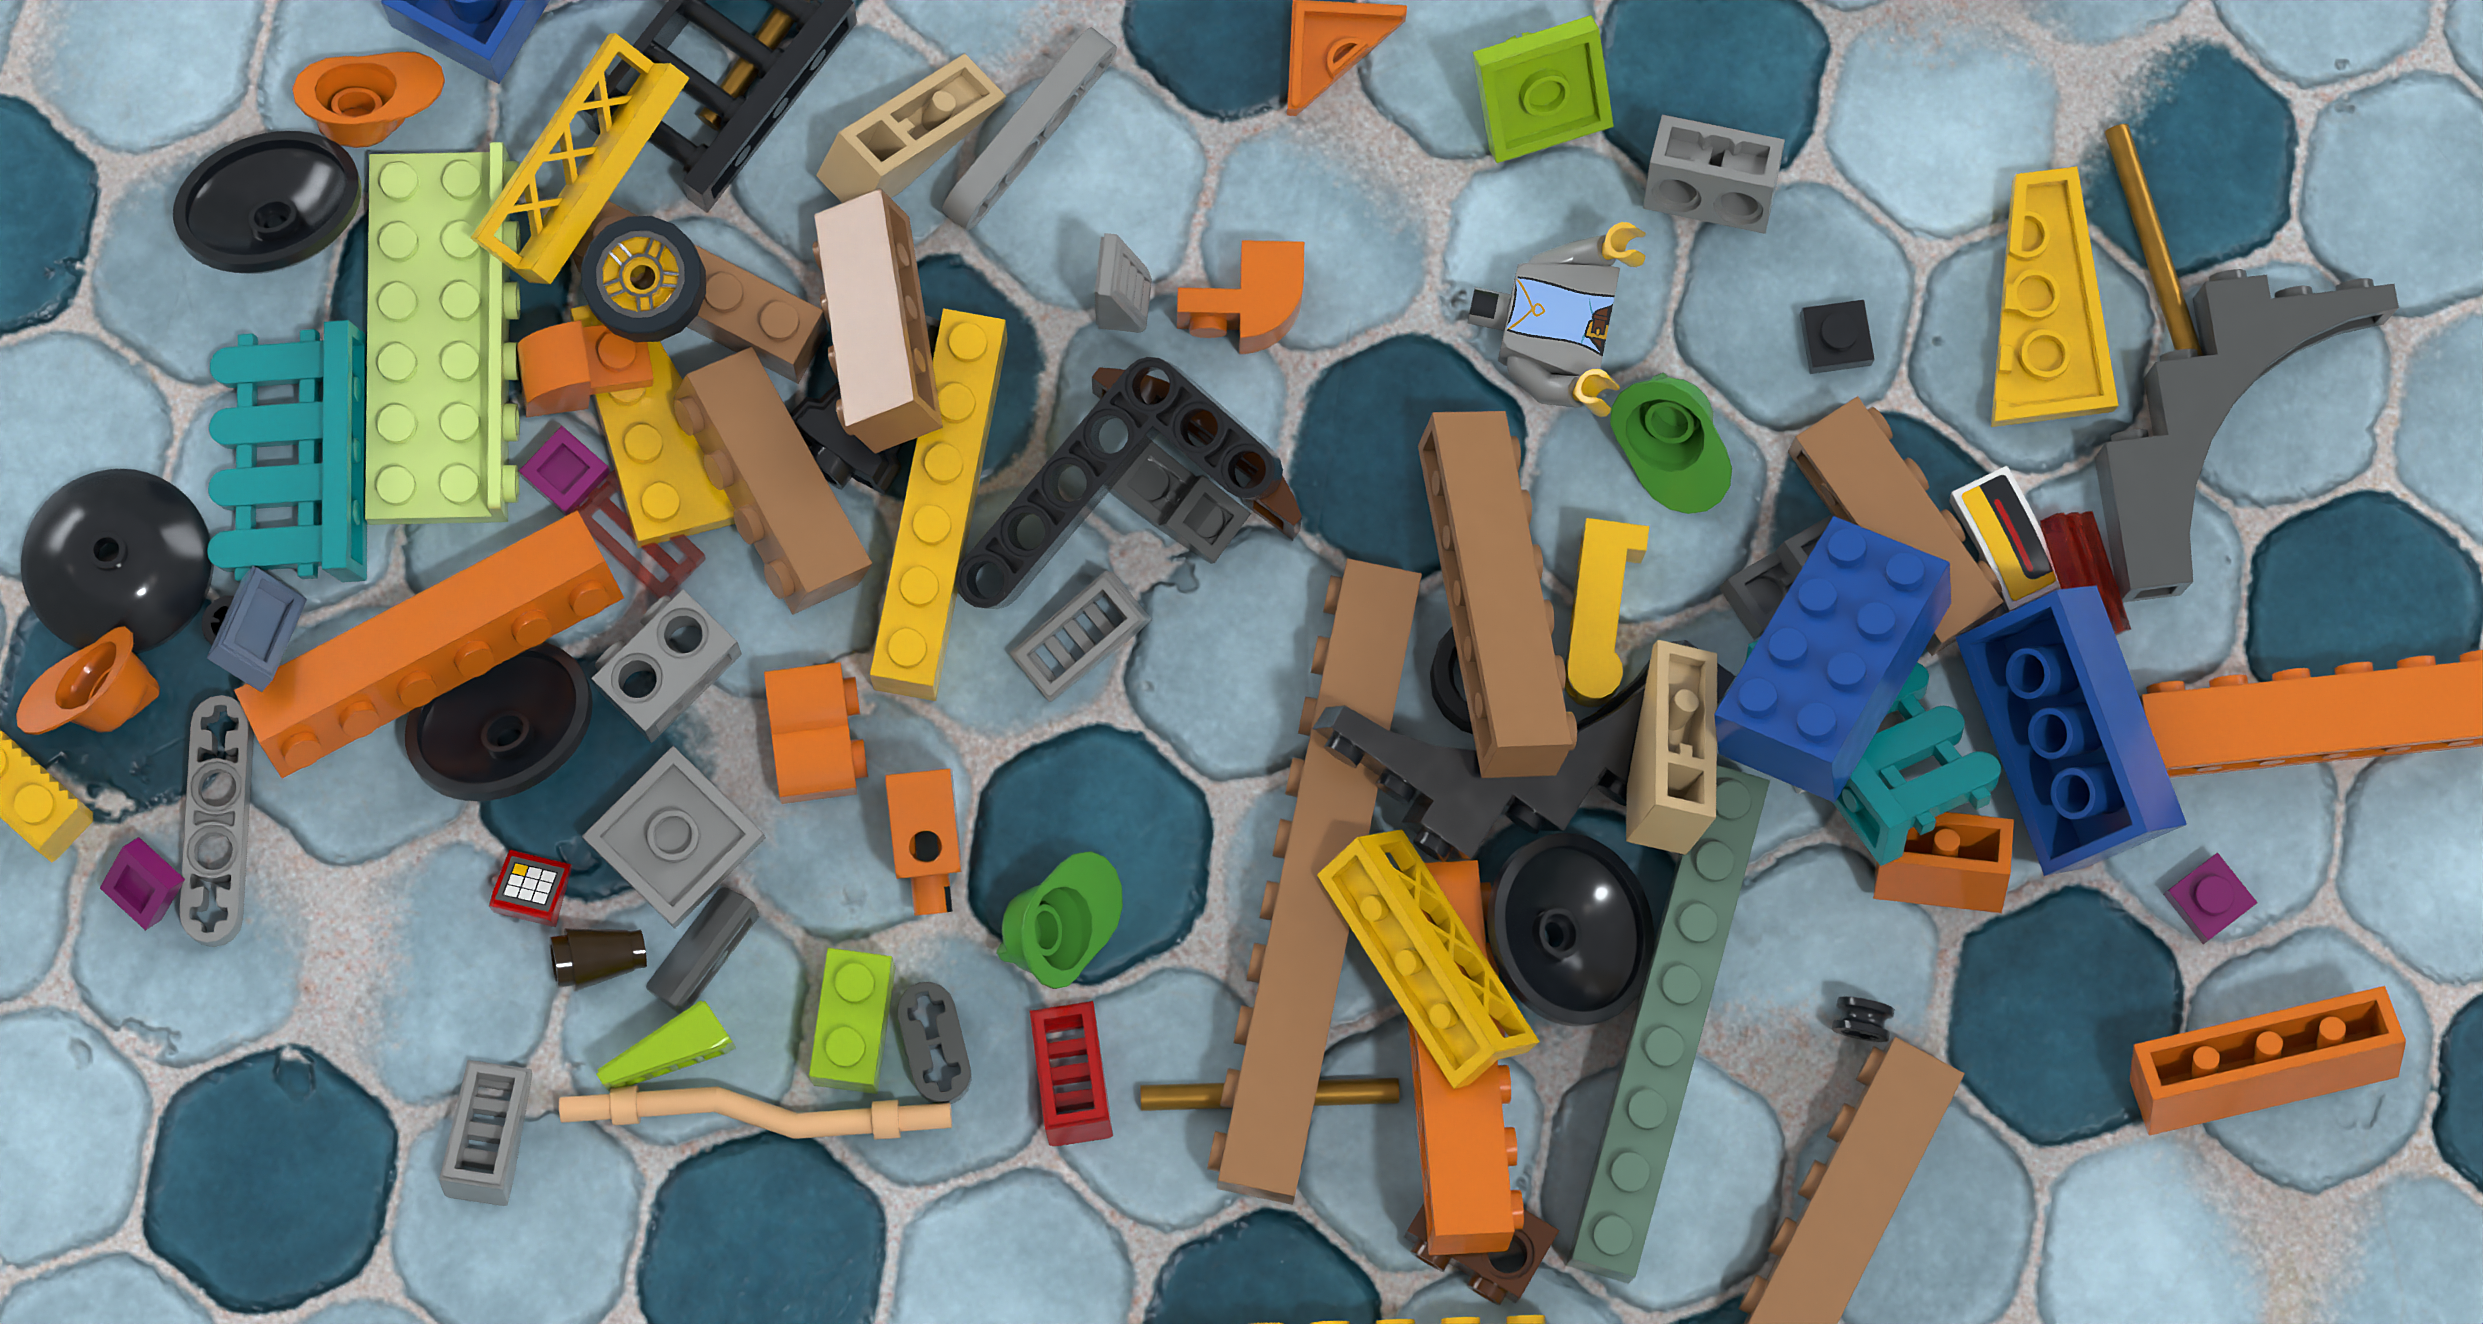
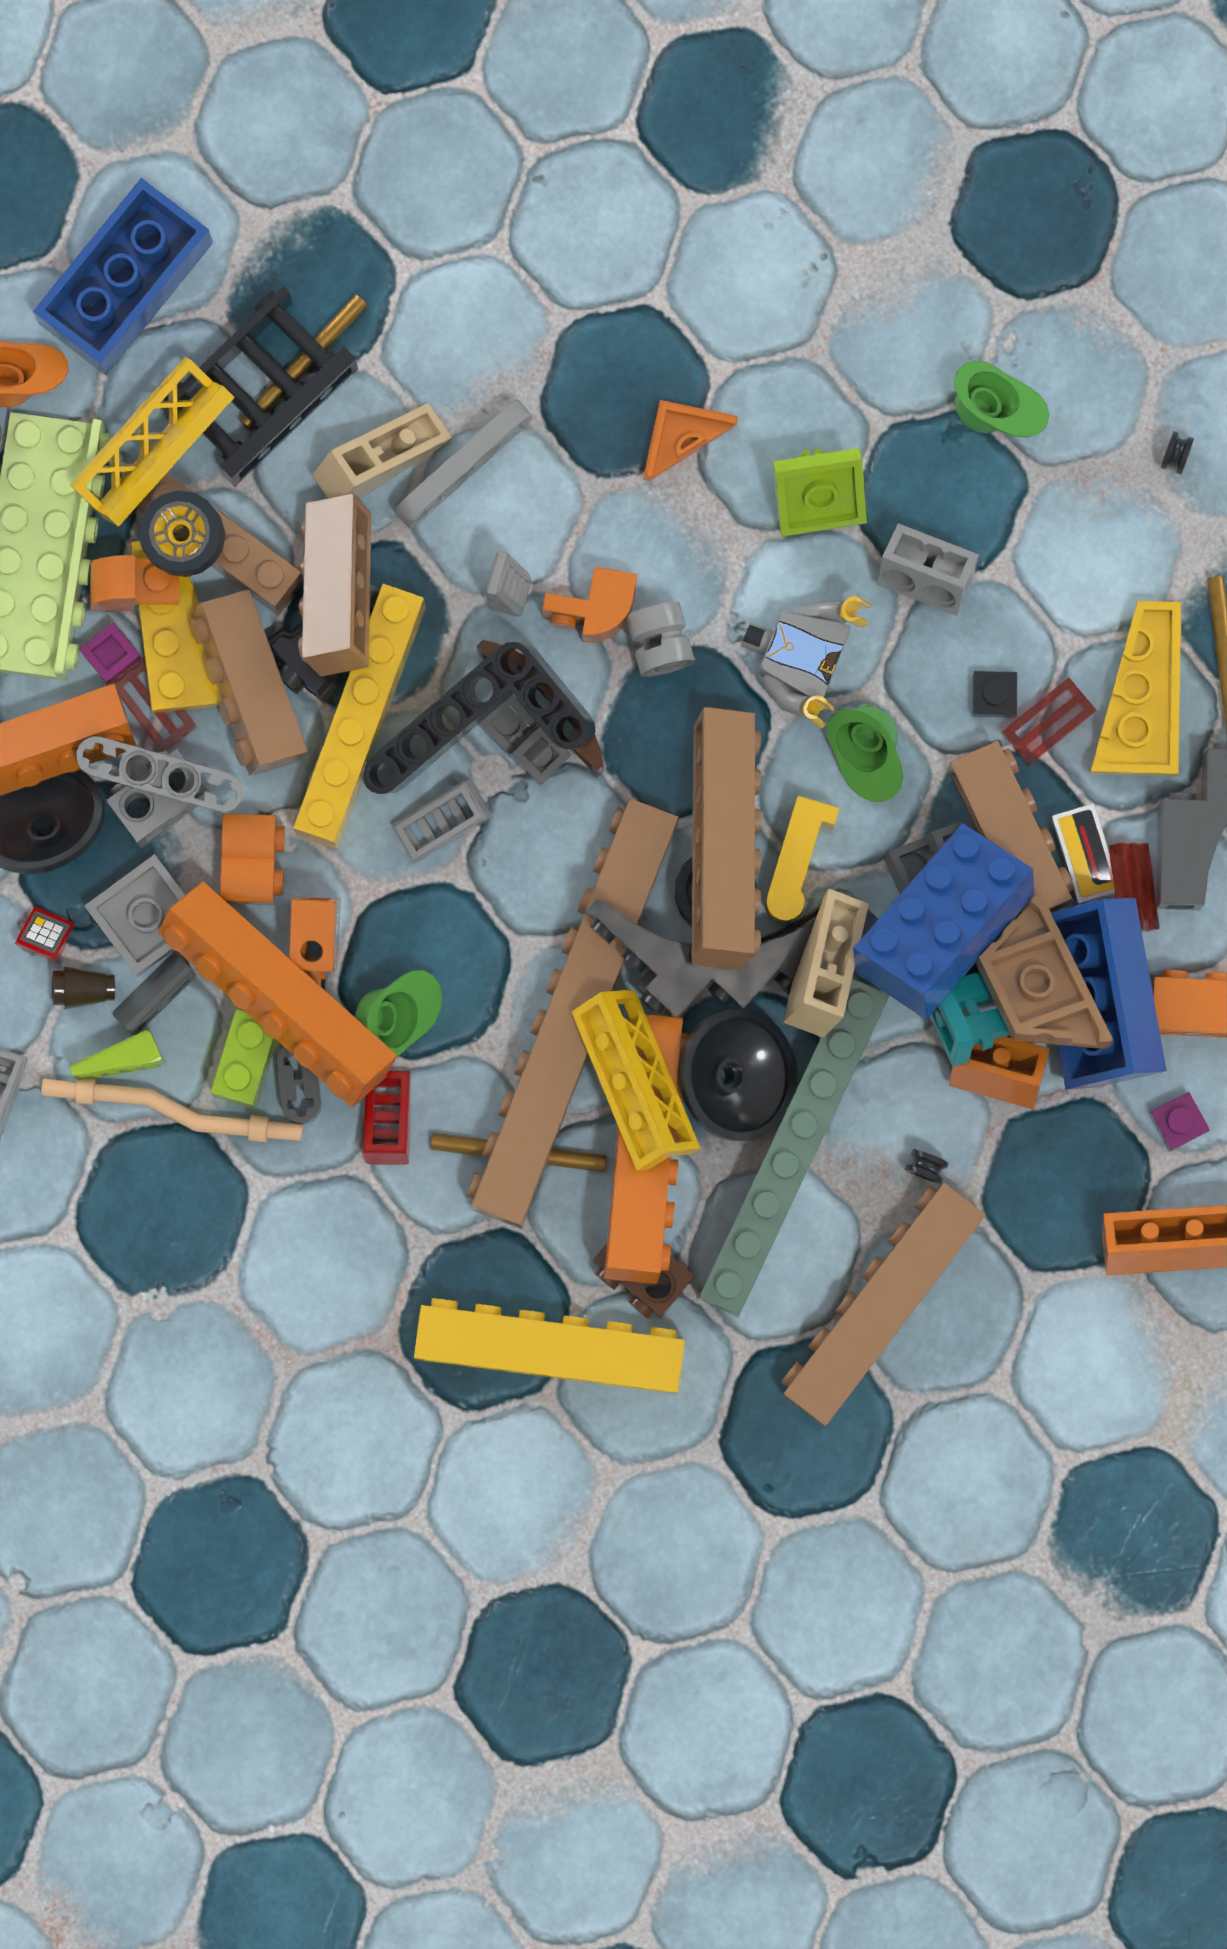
camera: 15 degrees right, 5 degrees up
(665, 618) = (161, 768): none -> light grey beam
(885, 916) = (277, 994): none -> orange brick
(1345, 308) = (664, 624): none -> light grey wheel
(1886, 401) = (1020, 745): none -> clear red tile
(1987, 728) = (1040, 984): none -> medium nougat wing

